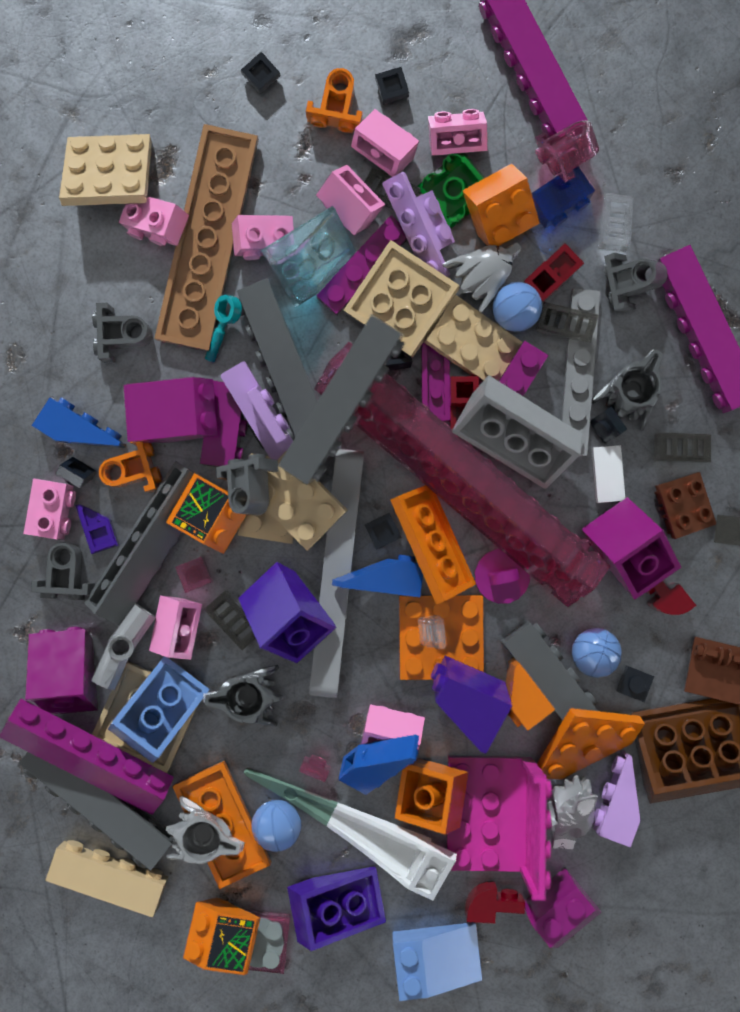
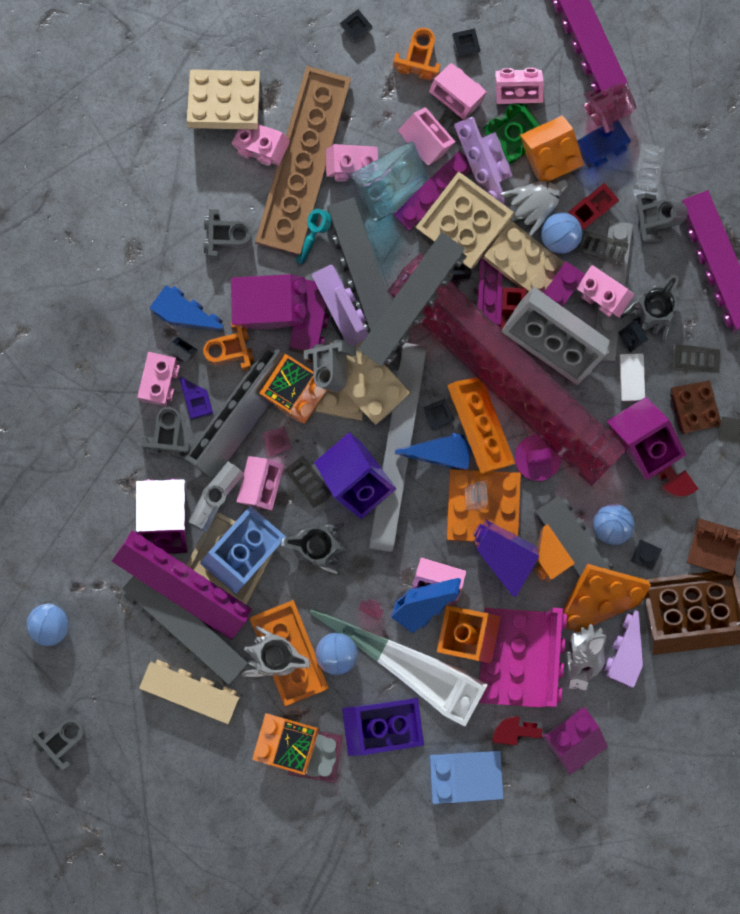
camera: 10 degrees left, 5 degrees down
(573, 374) = (605, 291): none -> bright pink brick

